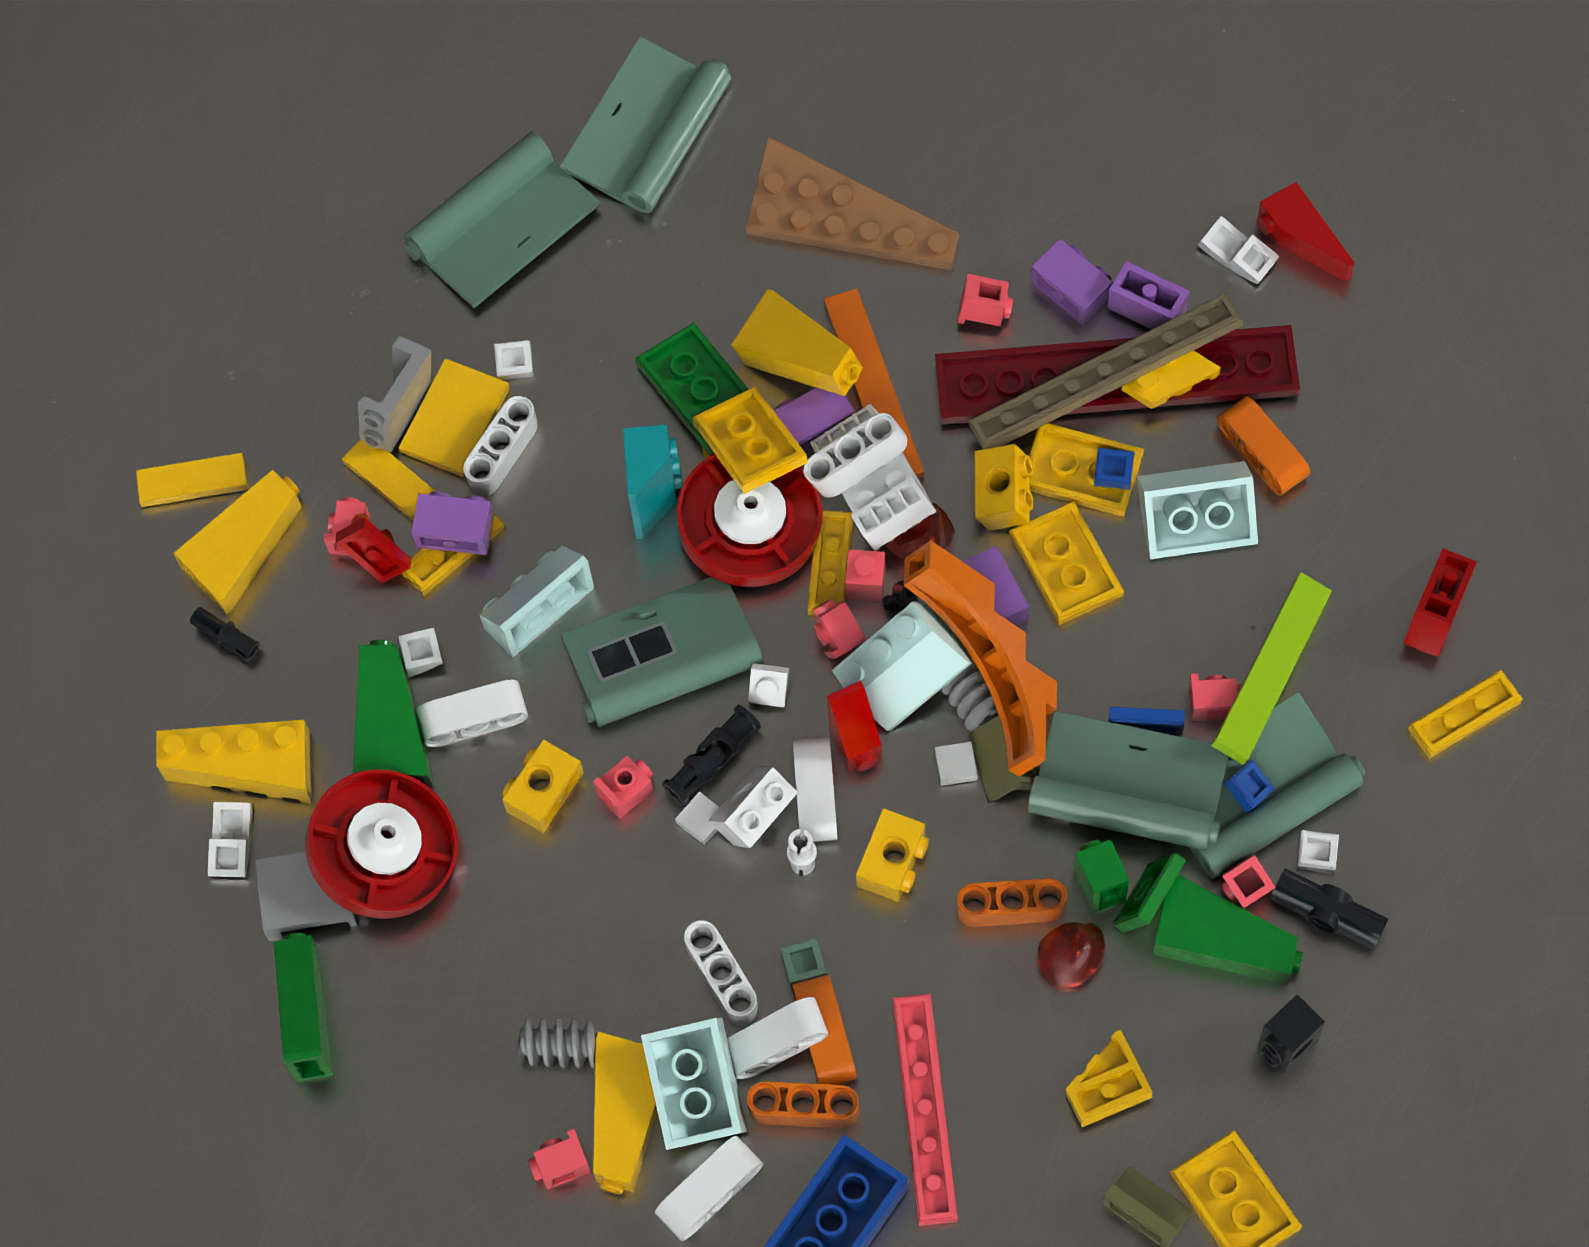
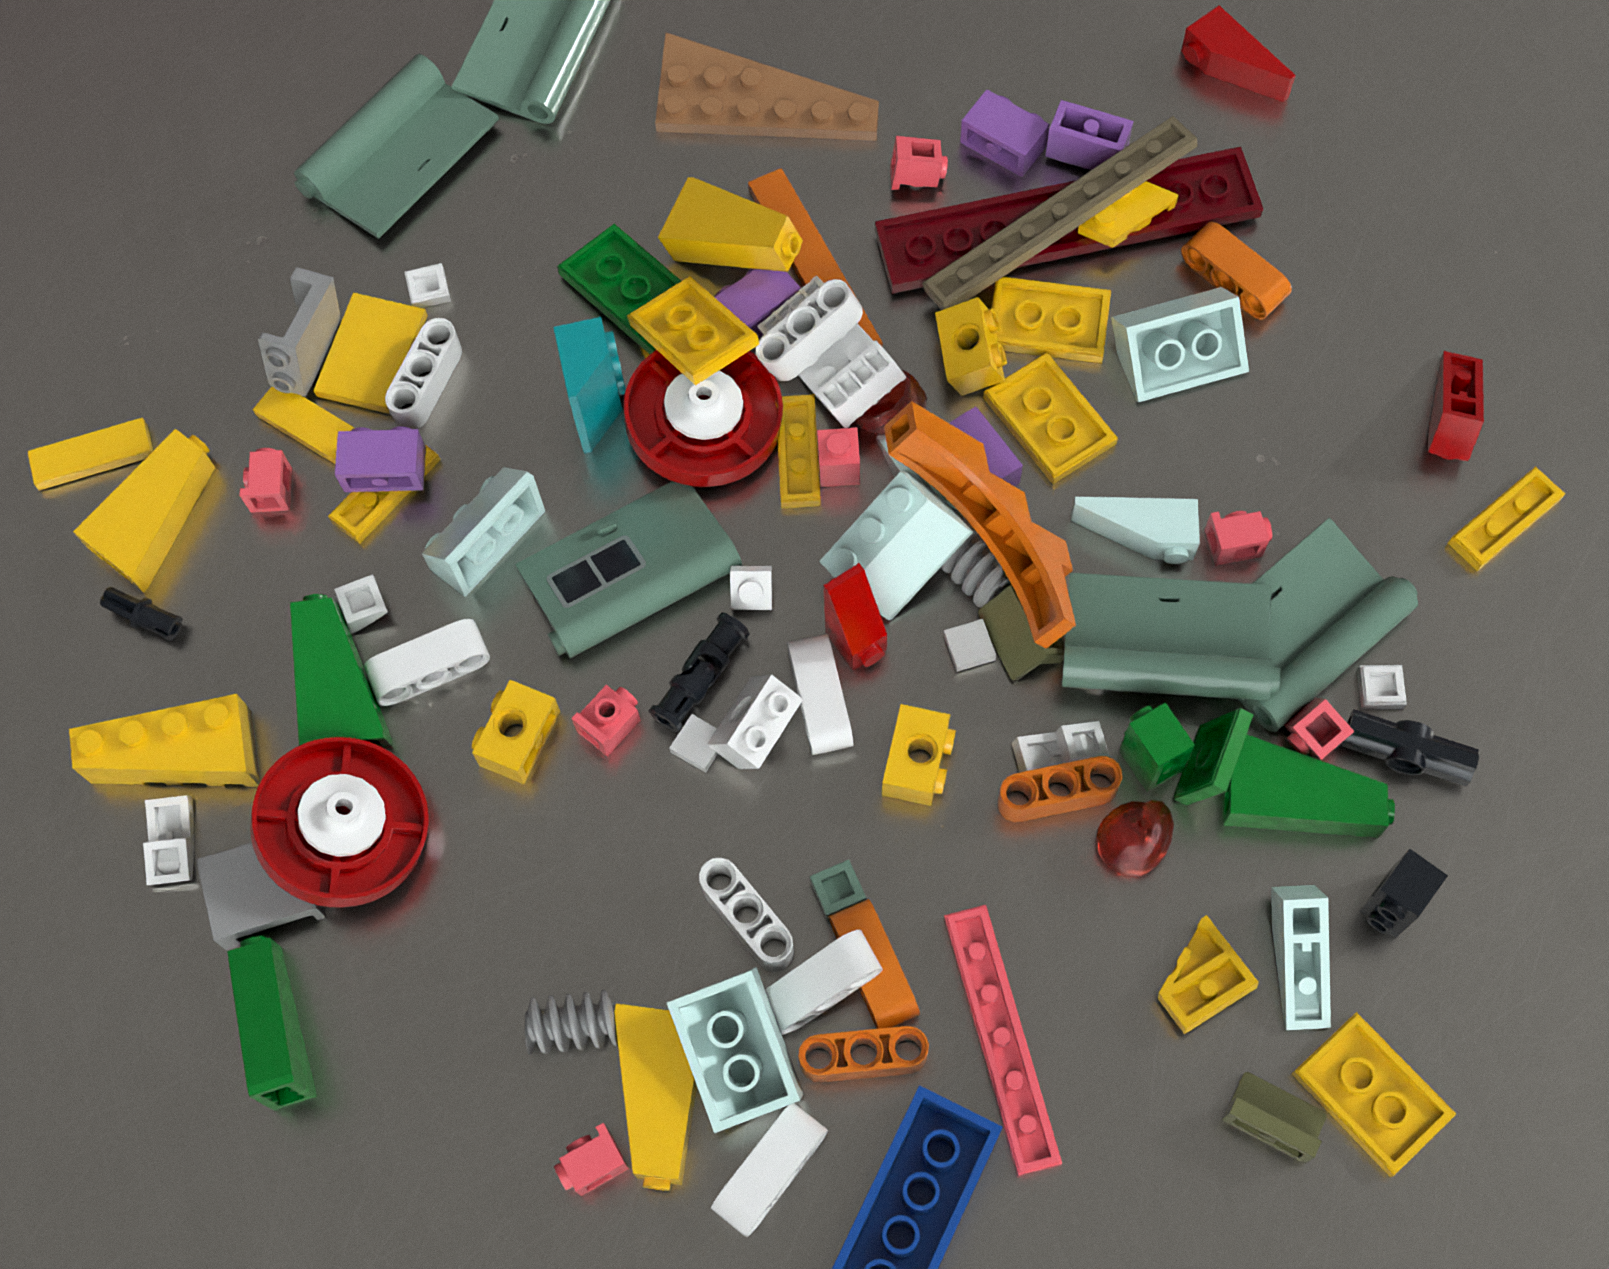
camera: 10 degrees left, 0 degrees up
(373, 549) = (294, 498): red tile -> none
(801, 852) = (814, 756): white pin -> none
(837, 628) = (817, 516): coral brick -> none
(899, 599) = (880, 474): black arm -> none
(1021, 865) = (1063, 746): none -> white slope
(1114, 468) = (1084, 312): blue tile -> none
(1134, 676) = (1151, 526): none -> light aqua slope
(1156, 720) = (1173, 567): blue tile -> none
(1195, 1076) = (1302, 955): none -> light aqua slope
(1237, 252) = (1175, 88): white slope -> none
(1249, 785) = (1297, 624): blue tile -> none
(1271, 668) = (1295, 498): lime tile -> none

